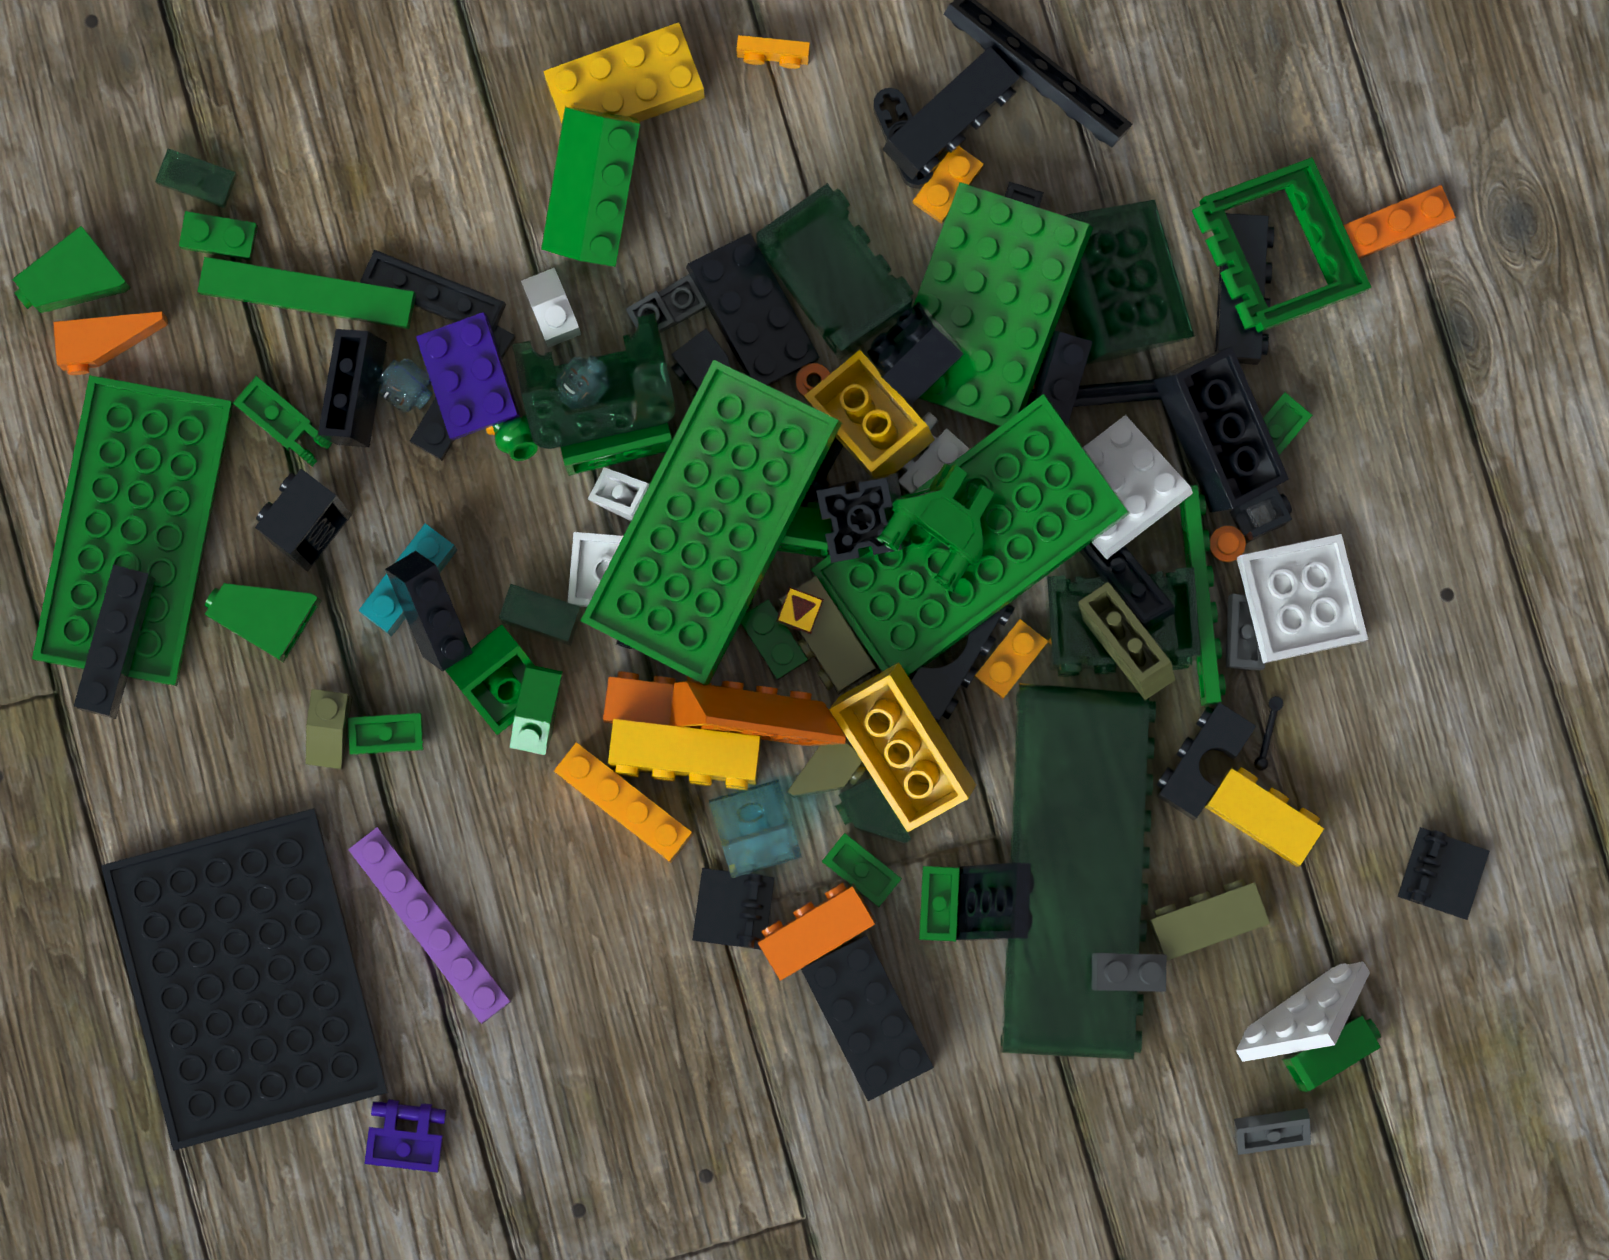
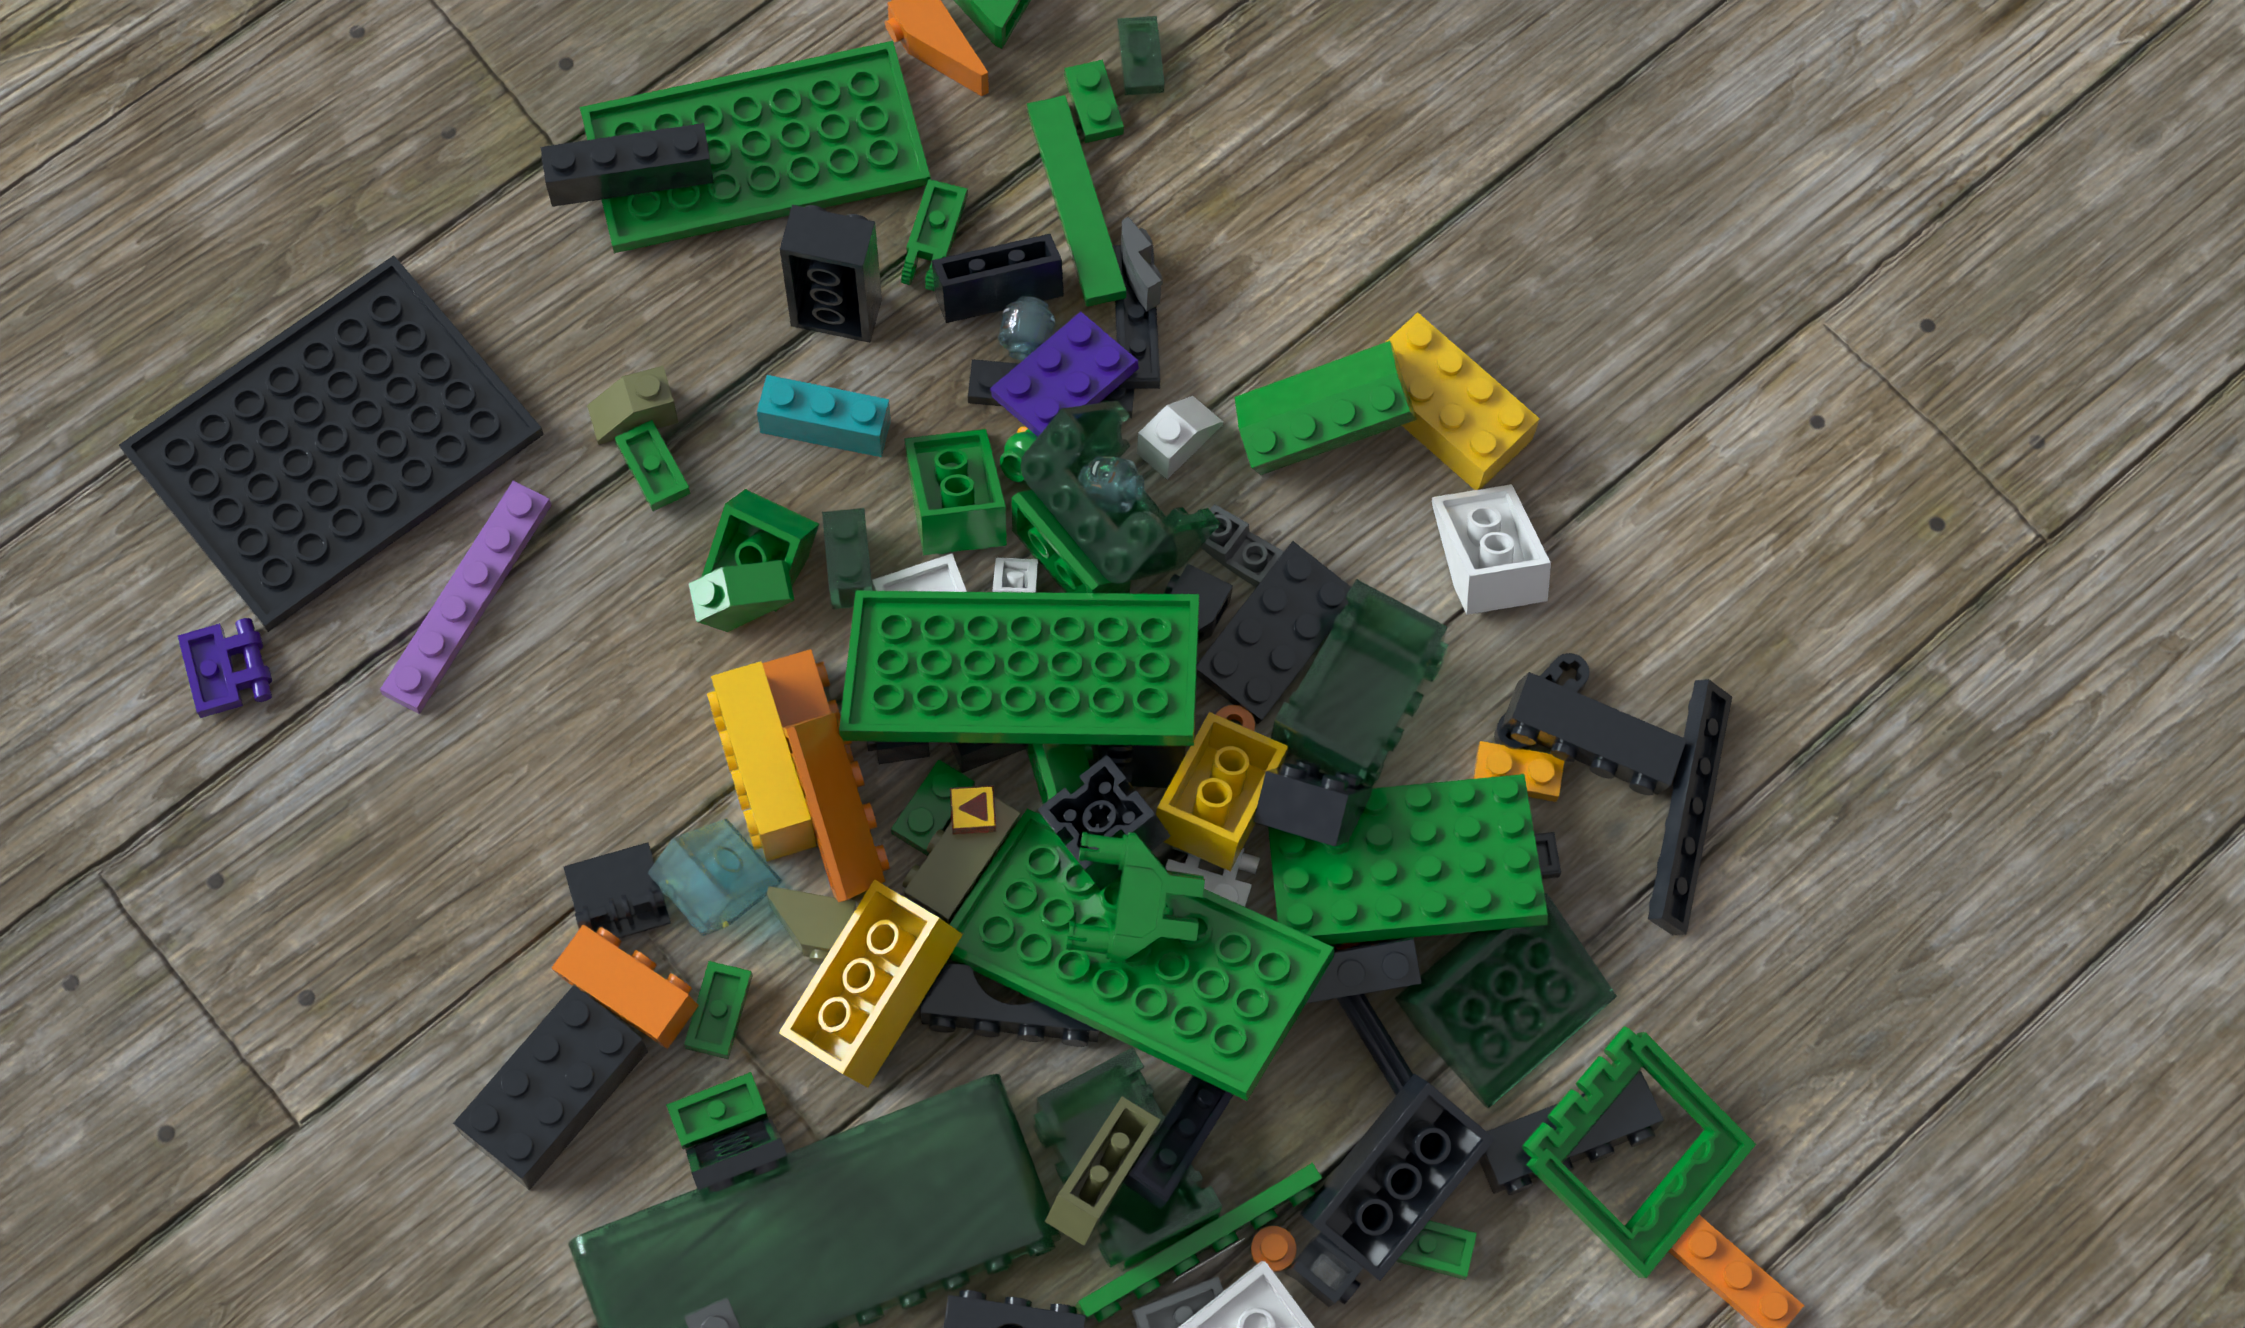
camera: 60 degrees right, 15 degrees down
(263, 615) = (721, 300): green slope -> none
(384, 268) = (1136, 259): none -> dark grey slope
(429, 610) = (796, 437): black brick -> none
(519, 504) = (956, 492): none -> green slope
(623, 802) = (680, 729): light orange brick -> none
(761, 112) = (1492, 549): none -> white slope
(786, 52) = (1566, 543): light orange plate -> none
(871, 813) = (782, 984): clear green slope -> none
(1011, 659) = (1029, 1066): light orange plate -> none
(1139, 478) = (1290, 1106): white plate -> none
(1215, 595) = (1208, 1260): none -> white sticker

